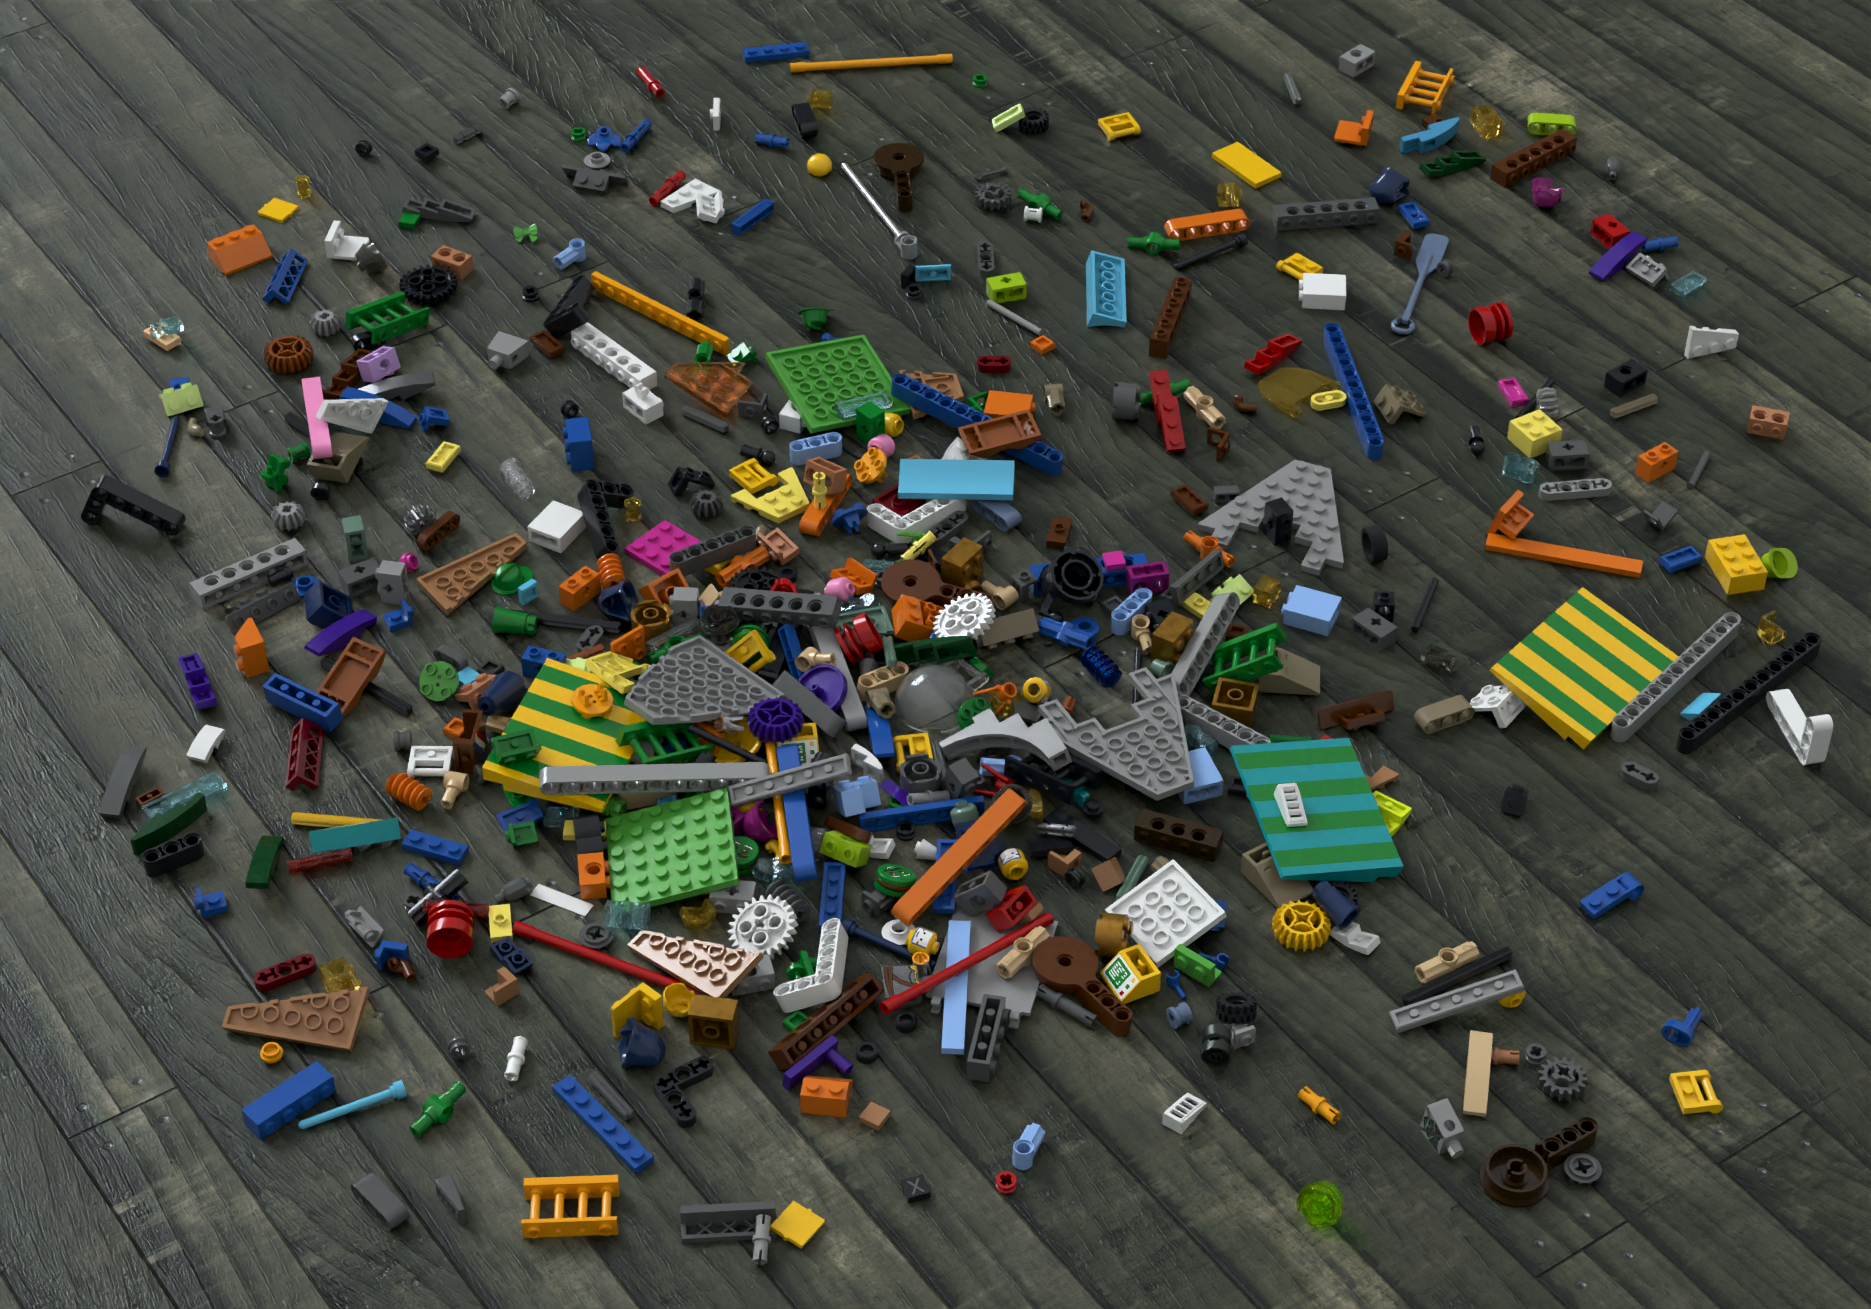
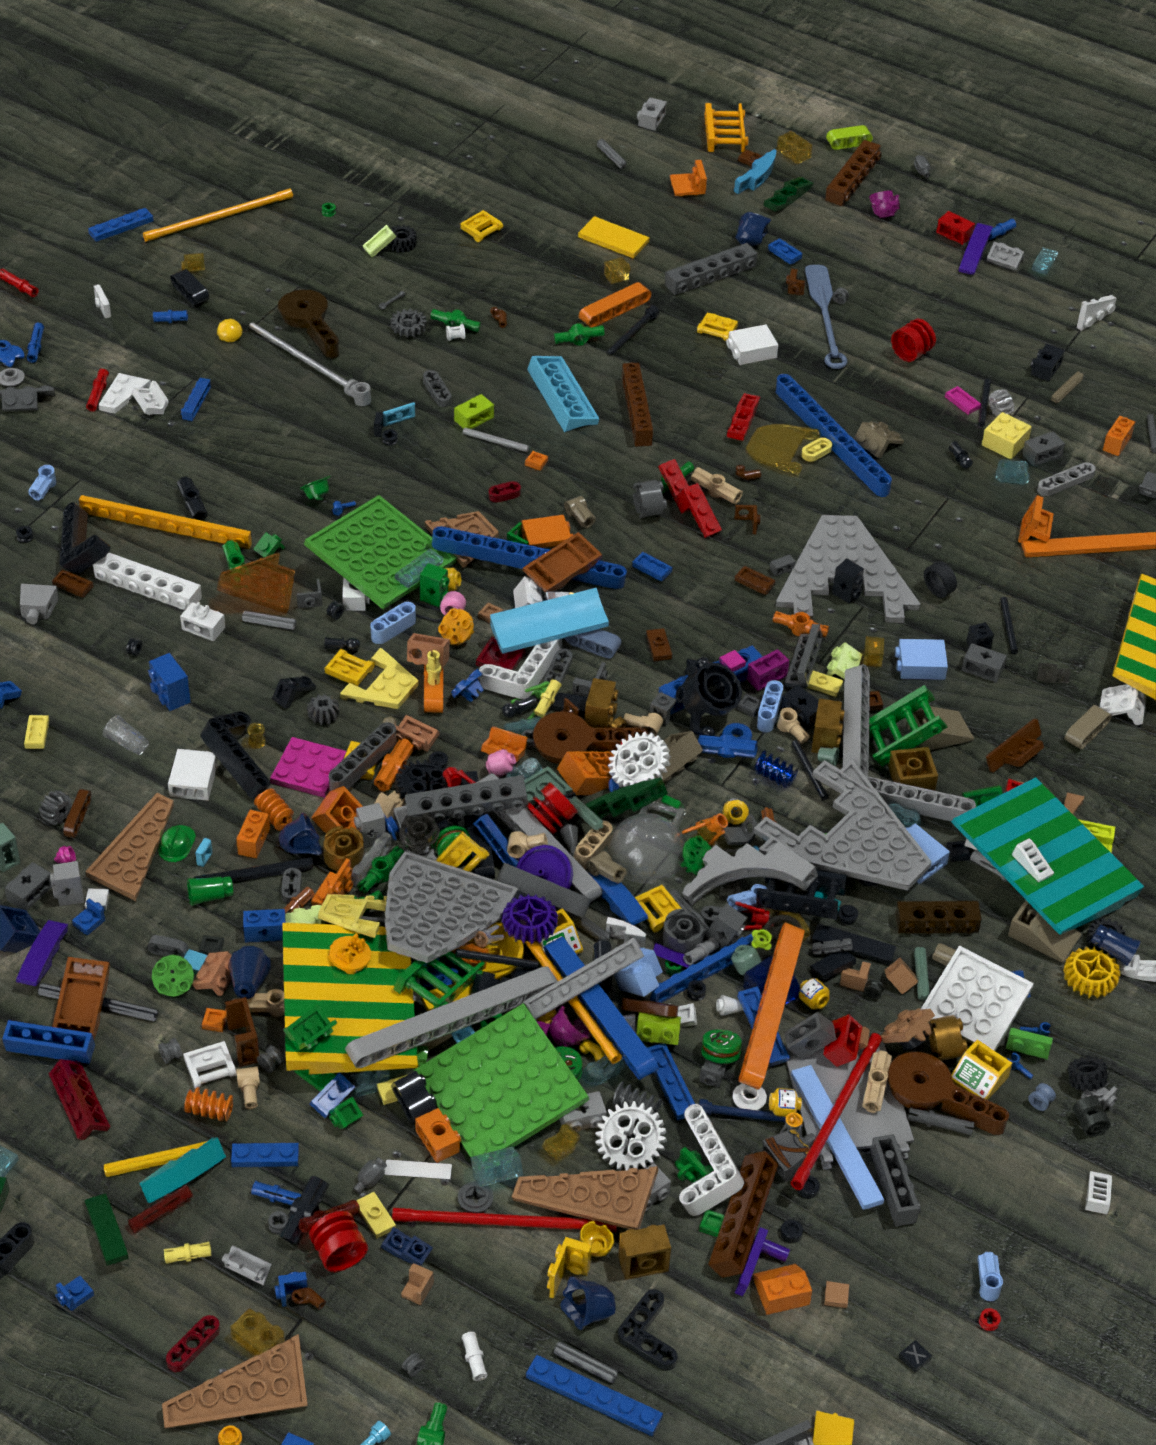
camera: 25 degrees left, 5 degrees up
(322, 901) = (187, 1252): none -> light yellow pin
(418, 604) = (98, 895): none -> white tile
(985, 795) = (763, 935): none -> lime plate
(1080, 919) = (909, 1029): none -> medium nougat piece
(1095, 463) = (652, 566): none -> blue plate

